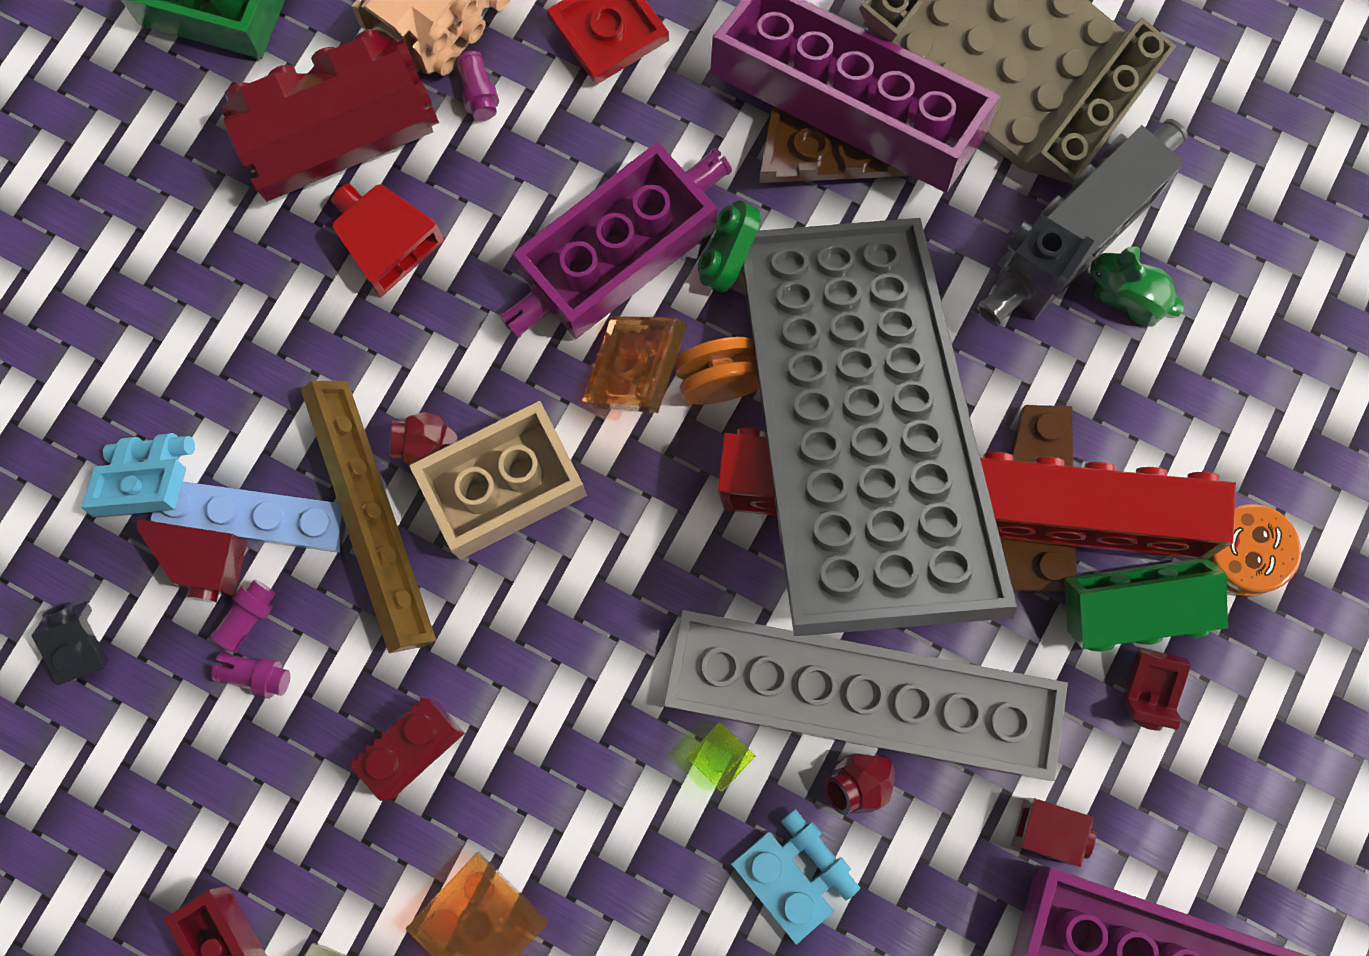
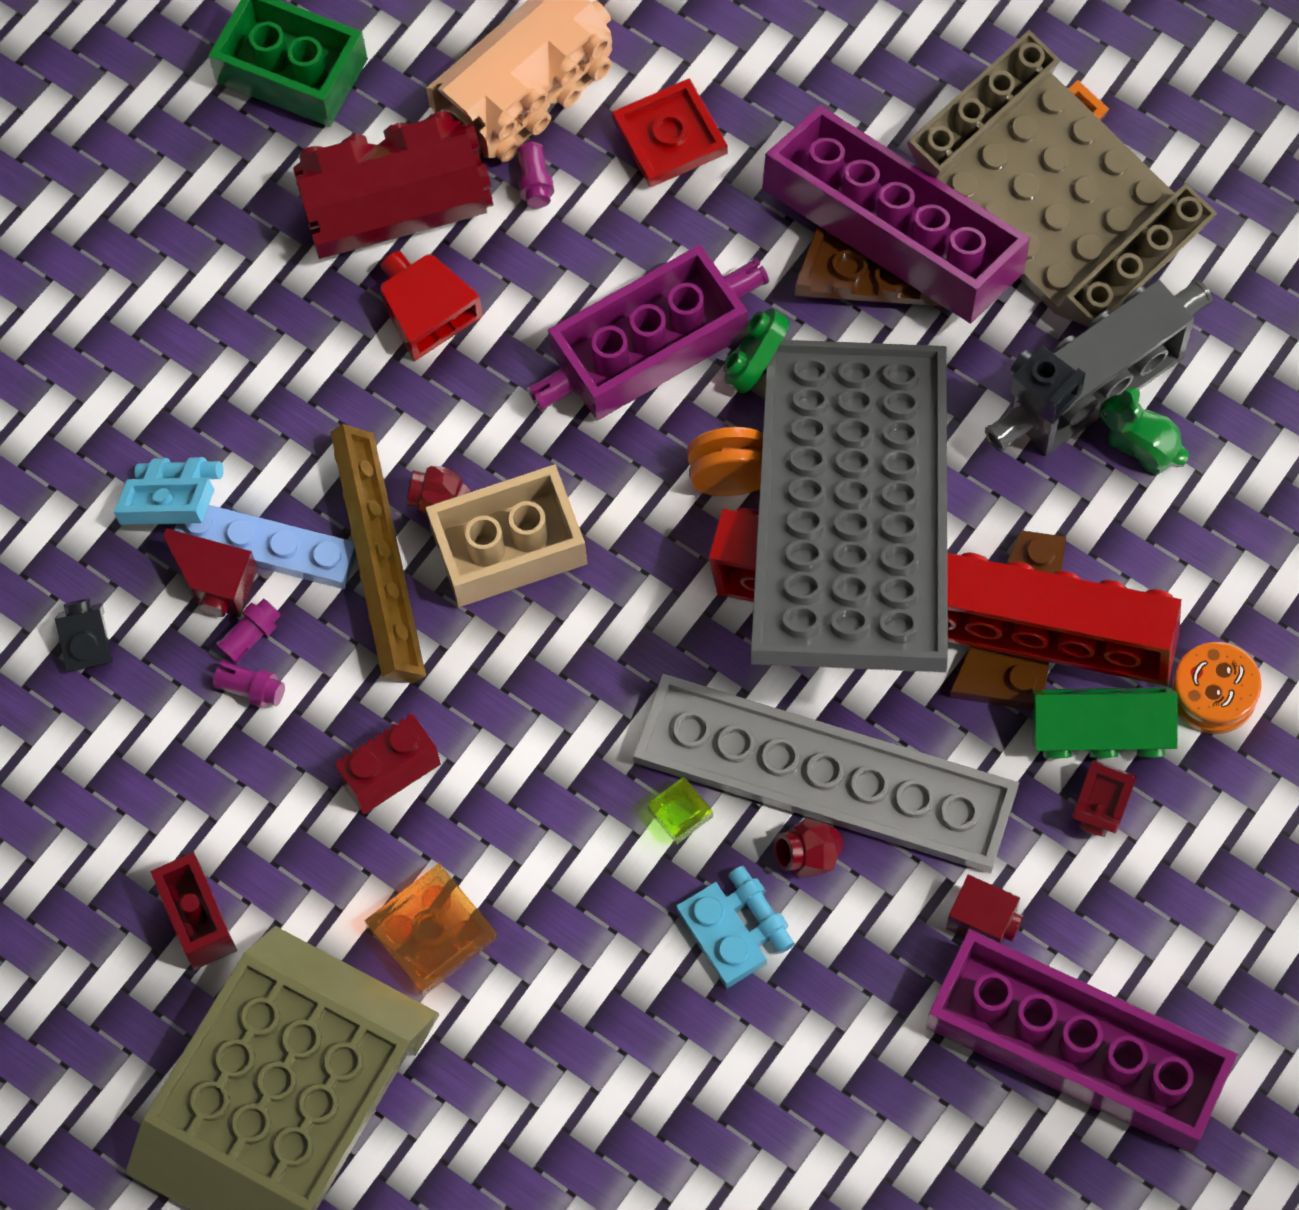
camera: 10 degrees right, 10 degrees down
(635, 363) = (649, 445): clear orange plate -> none

